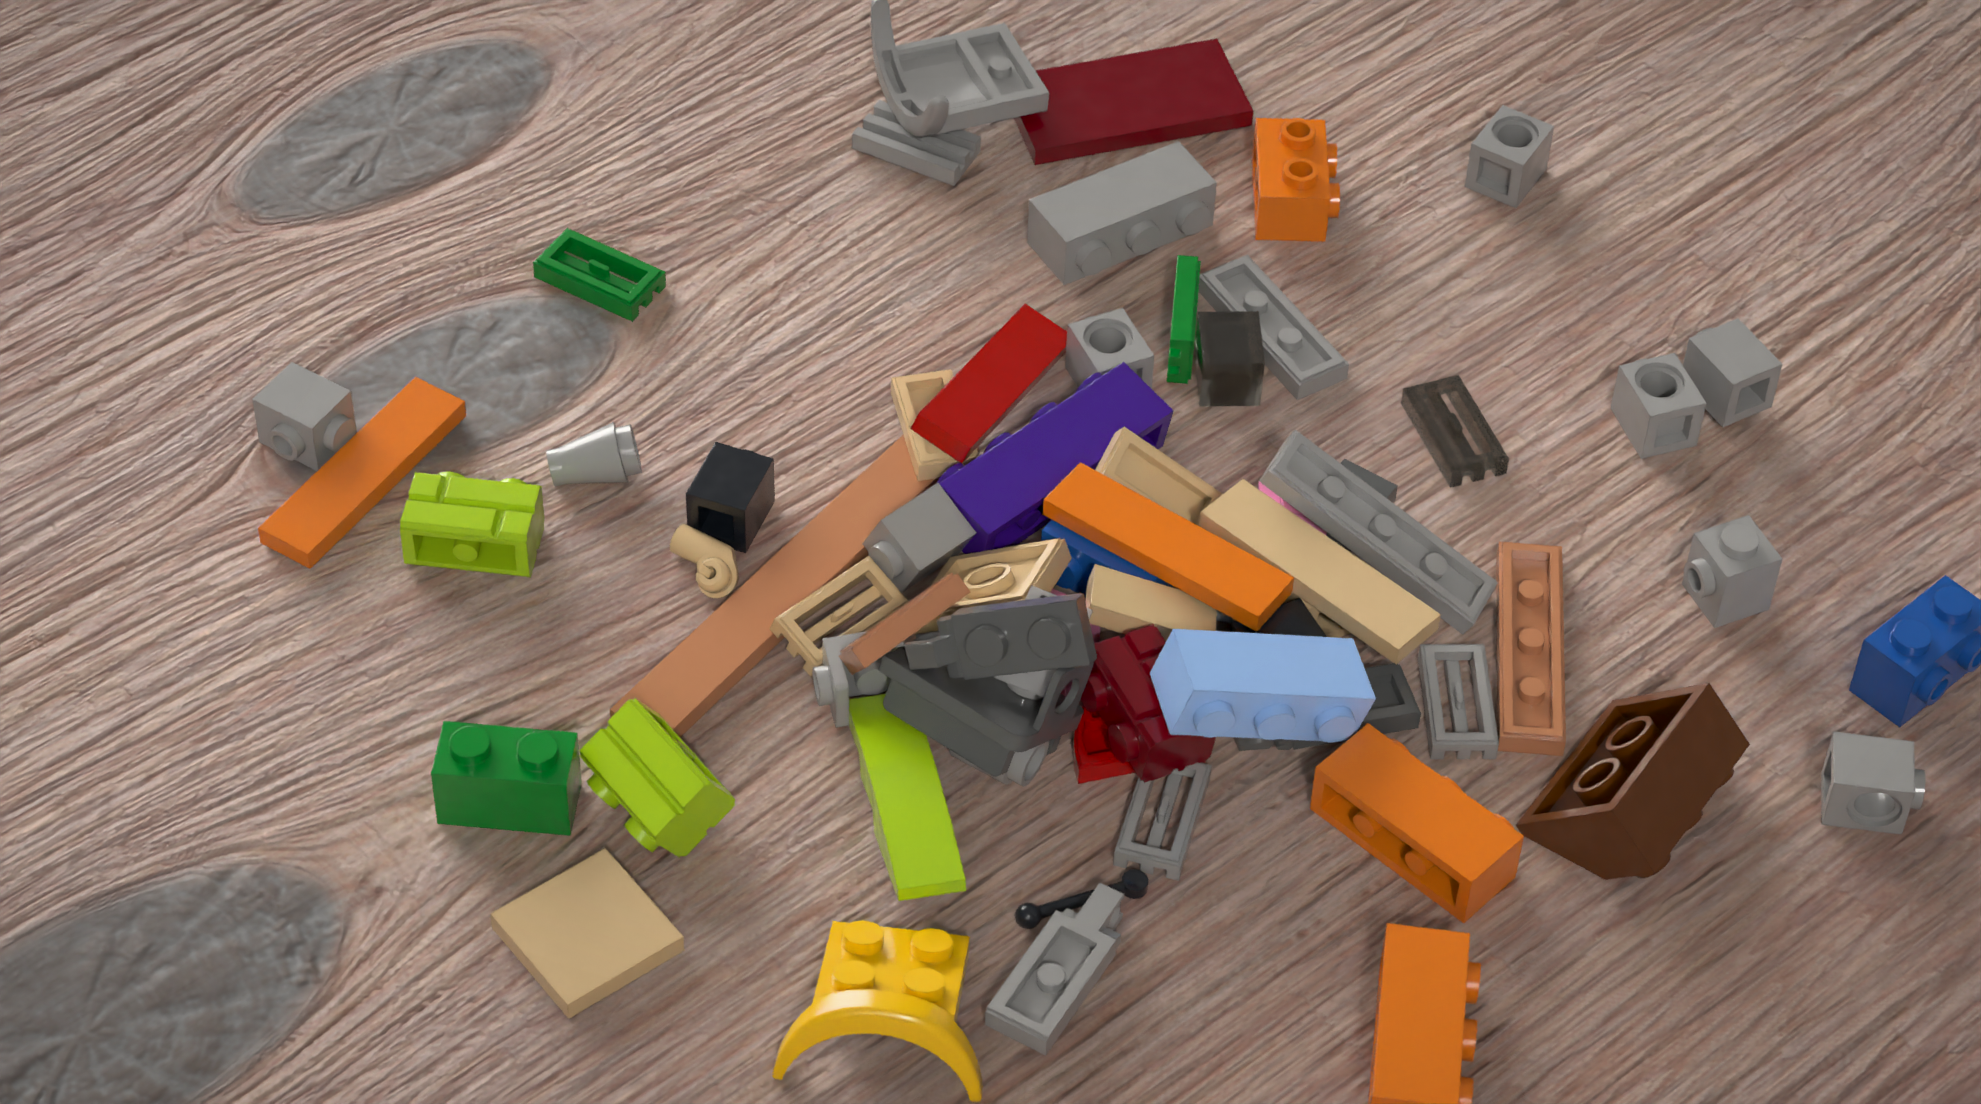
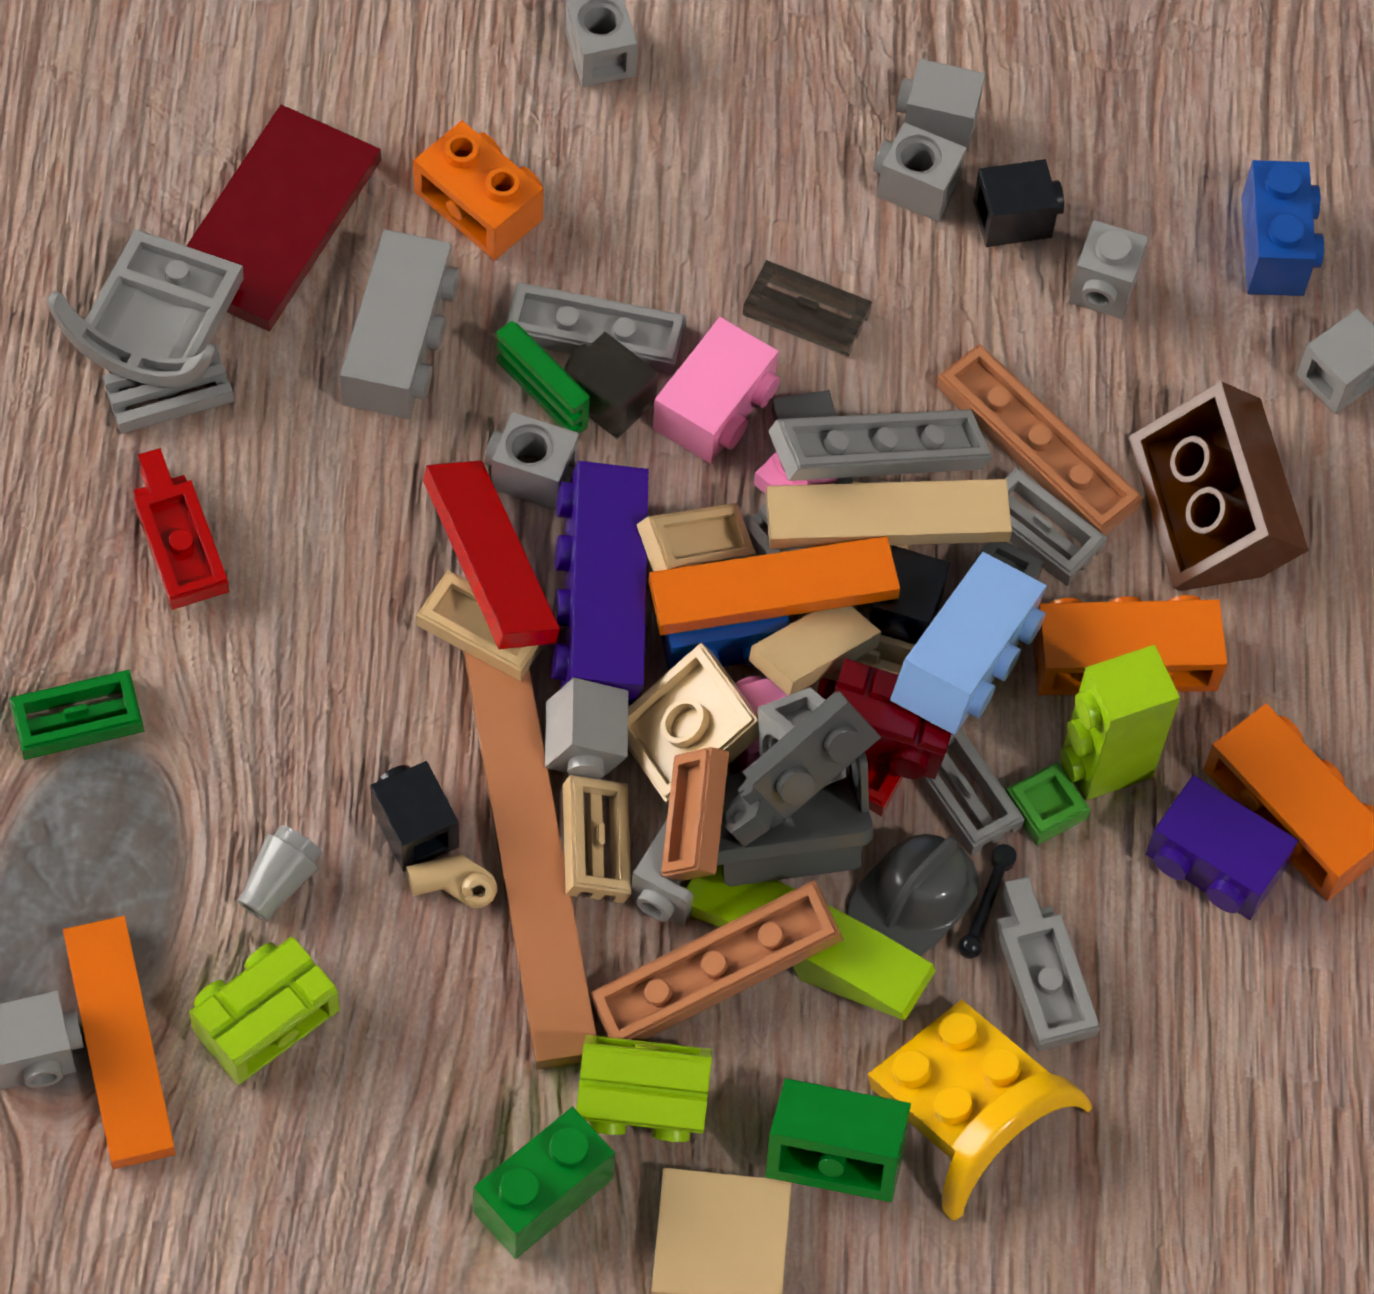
camera: 50 degrees left, 15 degrees up
(743, 930) = (842, 1134): none -> green brick
(802, 221) = (177, 534): none -> red hinge
(813, 750) = (717, 965): none -> nougat tile
(1034, 846) = (917, 891): none -> dark grey piece
(1216, 876) = (1048, 803): none -> bright green tile
(1310, 1011) = (1220, 848): none -> dark purple brick
(1312, 830) = (1119, 722): none -> lime brick
(1321, 404) = (716, 391): none -> bright pink brick
(1713, 478) = (1017, 202): none -> black brick

